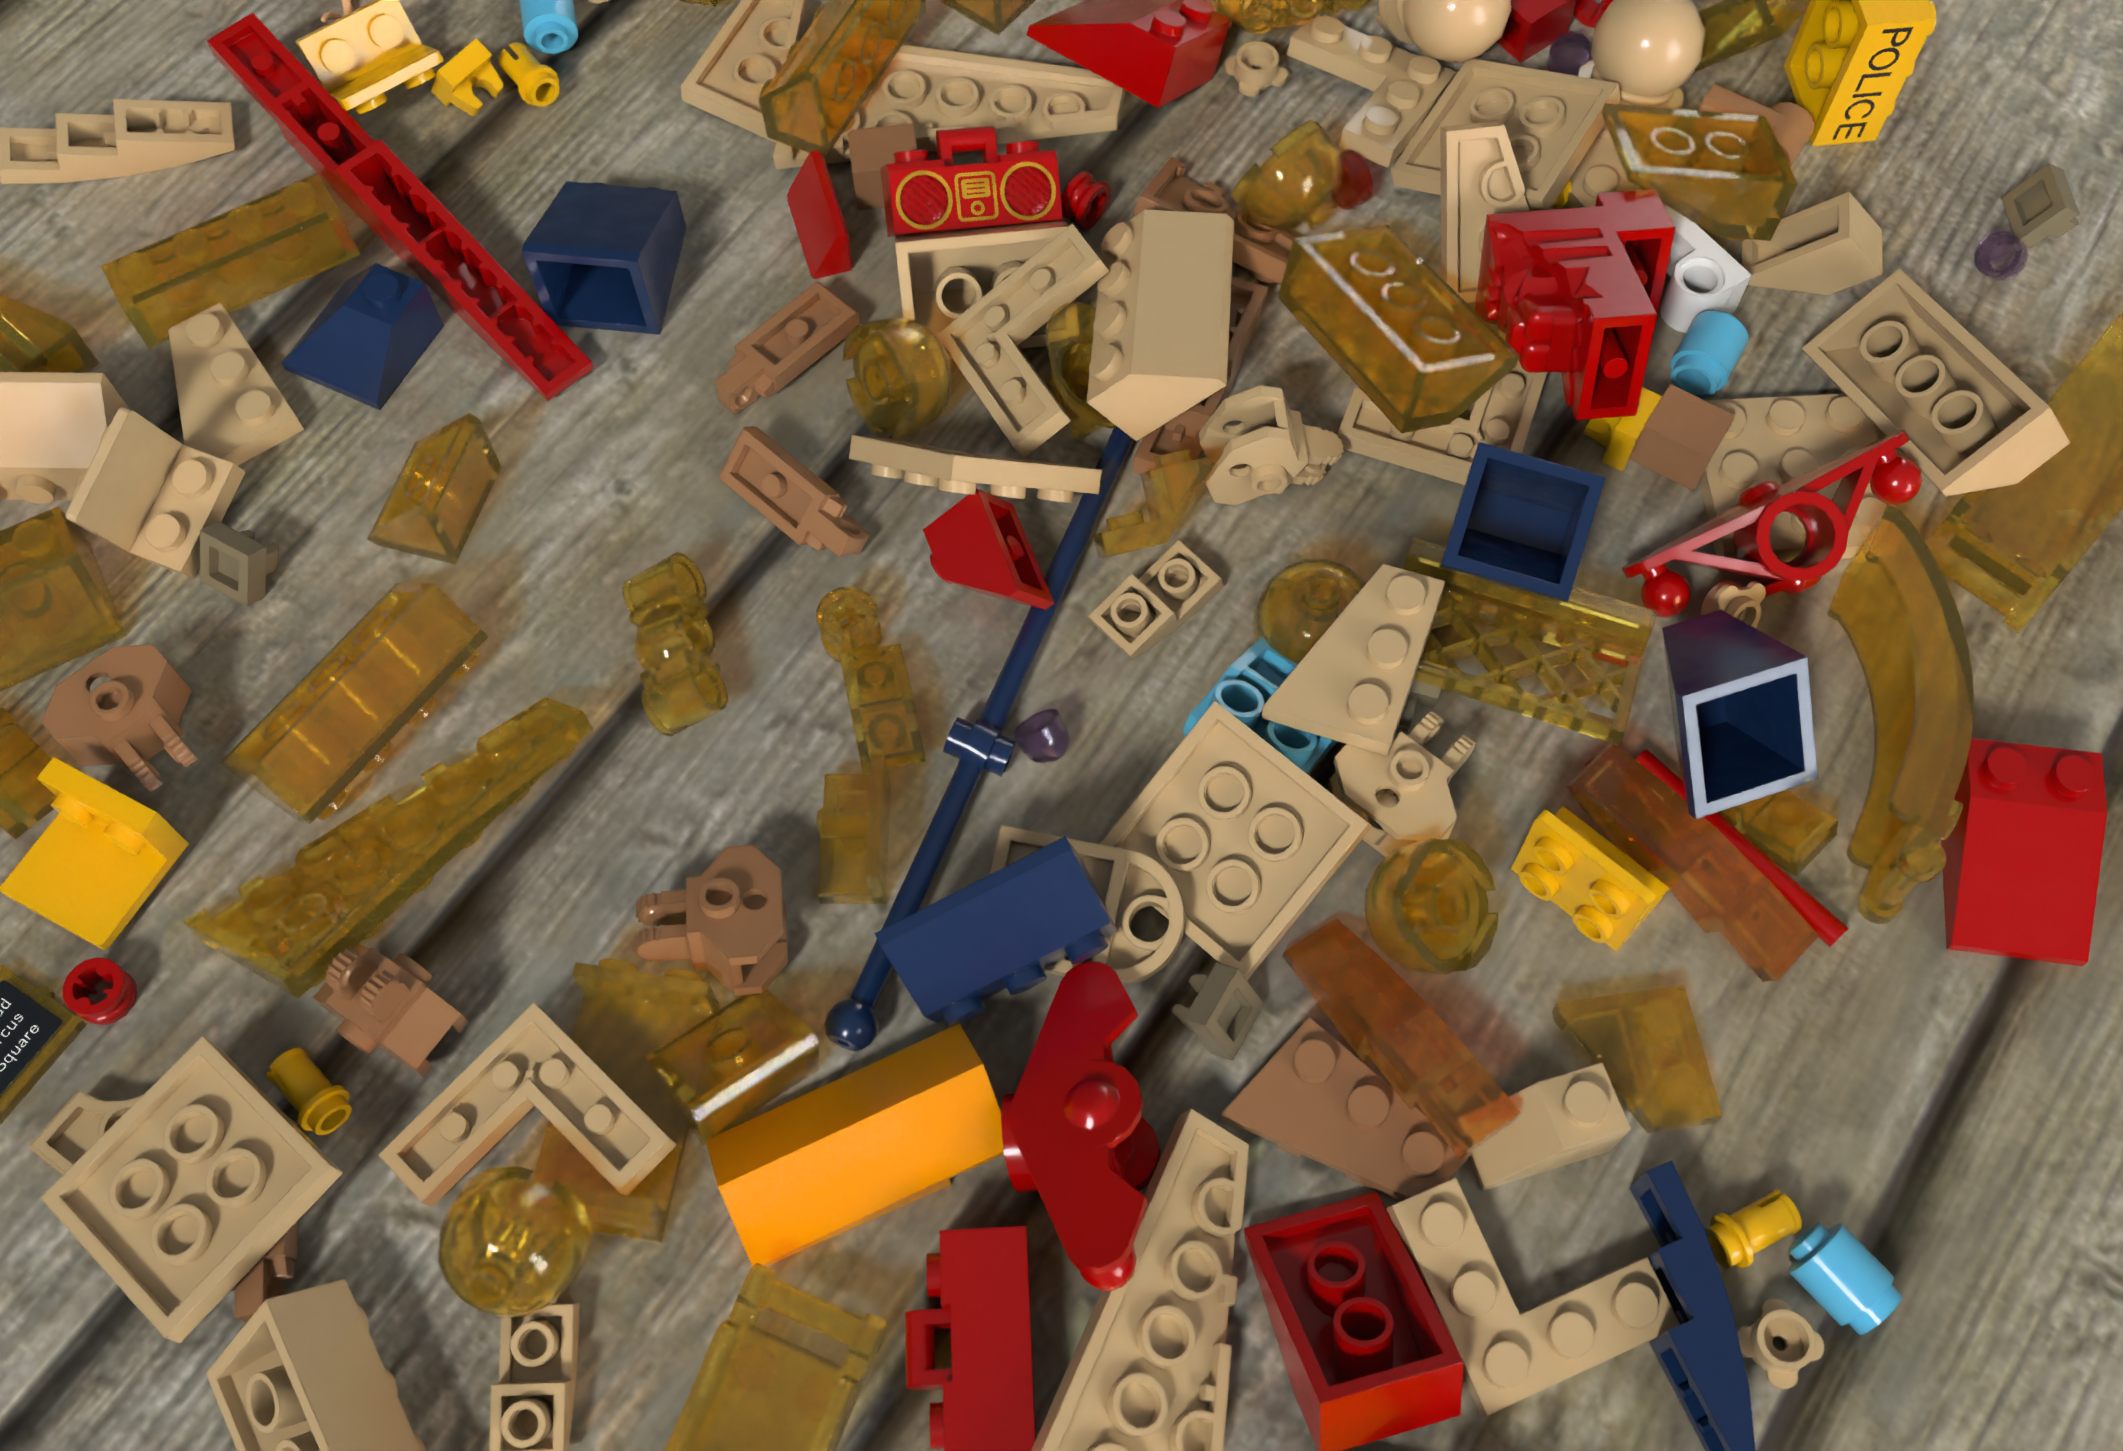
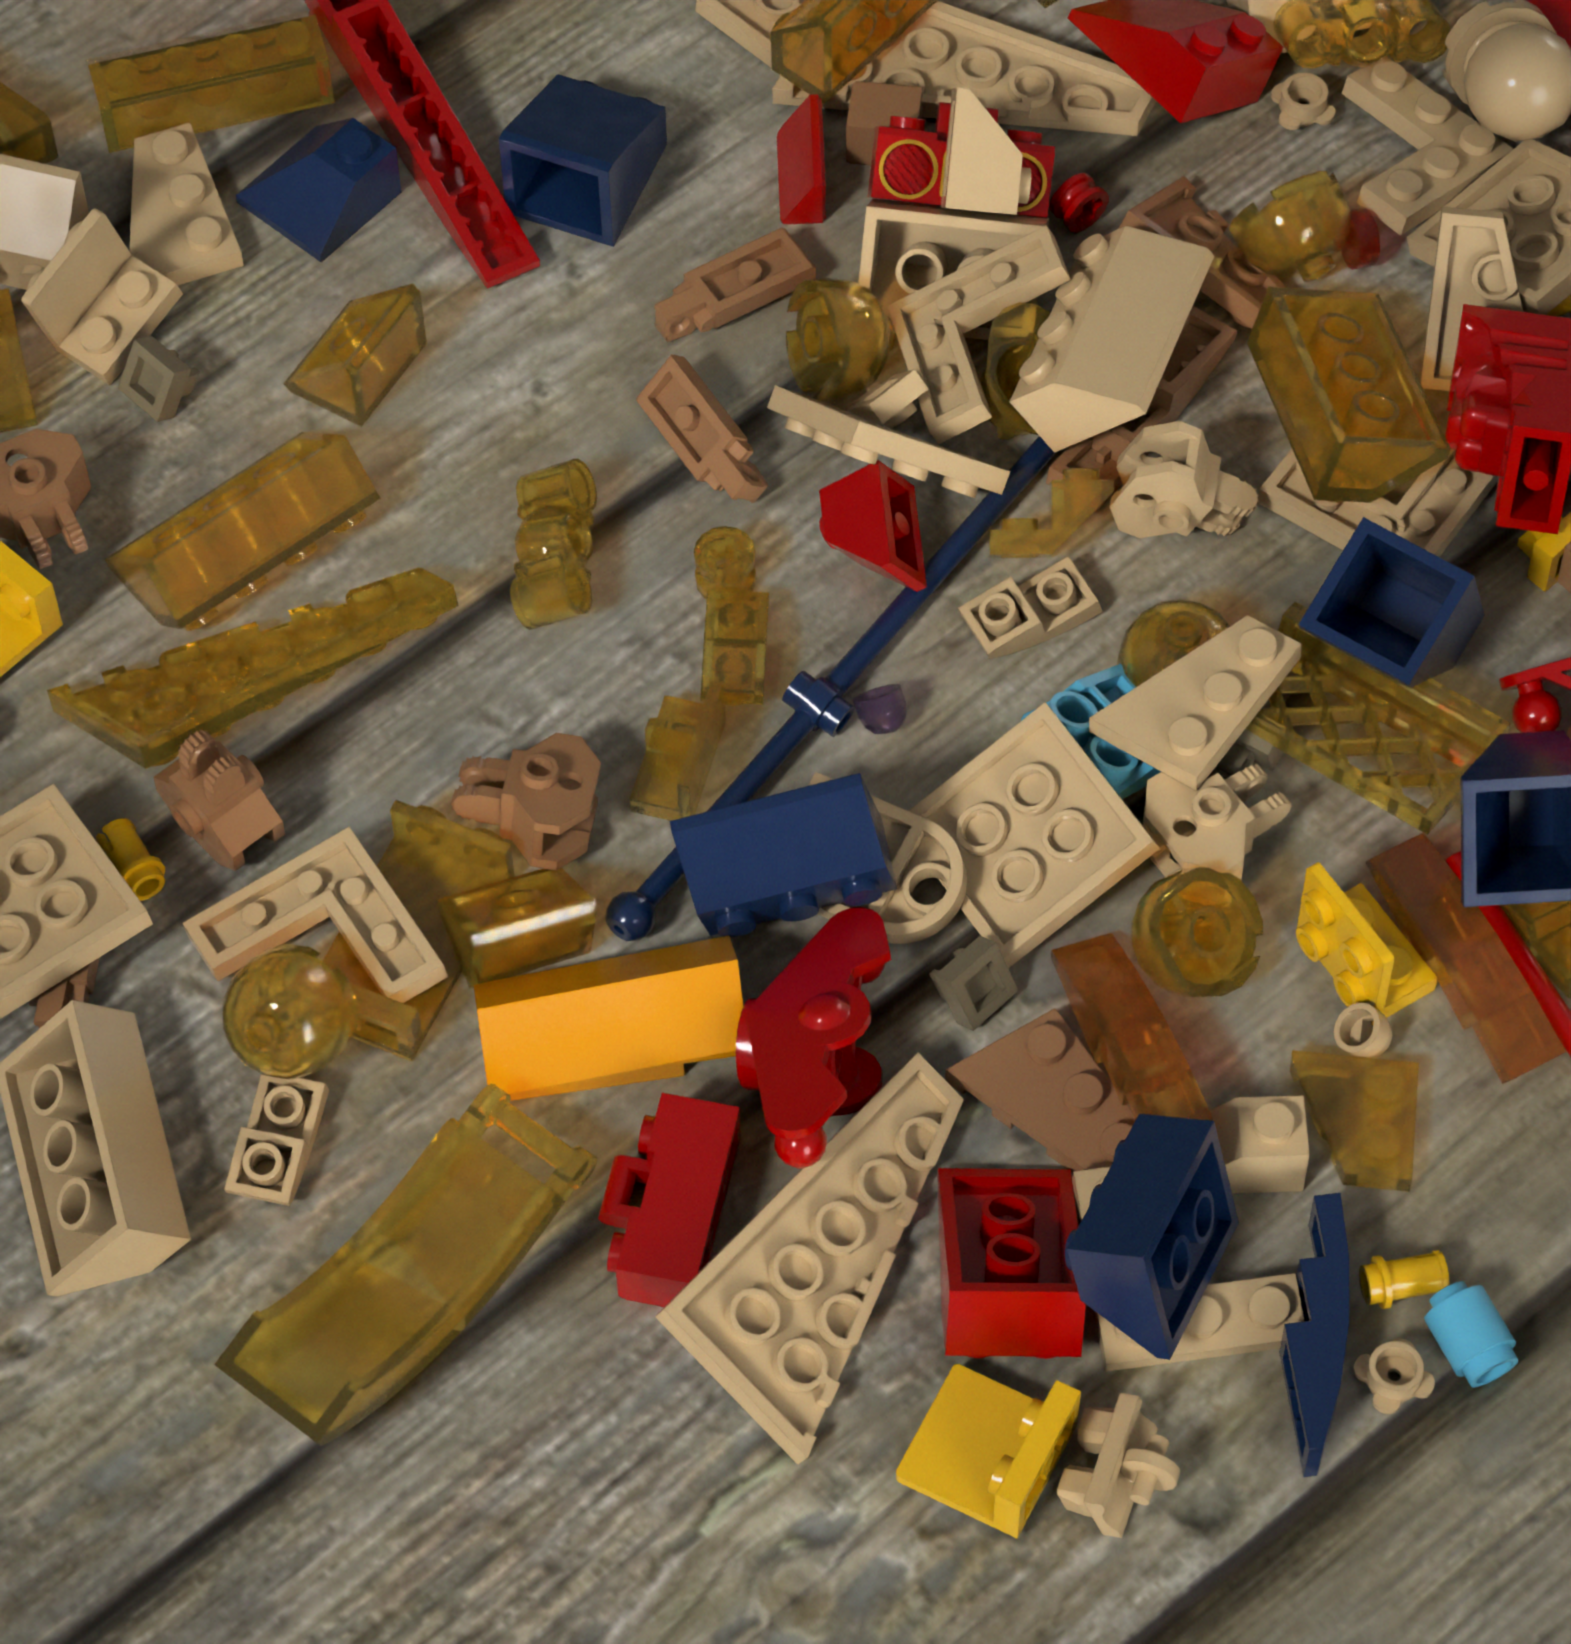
camera: 15 degrees right, 5 degrees down
(968, 426) = (891, 401): none -> tan plate
(992, 175) = (981, 161): none -> tan slope
(1505, 1267) = (1155, 1230): none -> dark blue slope
(1608, 968) = (1355, 1033): none -> tan hinge

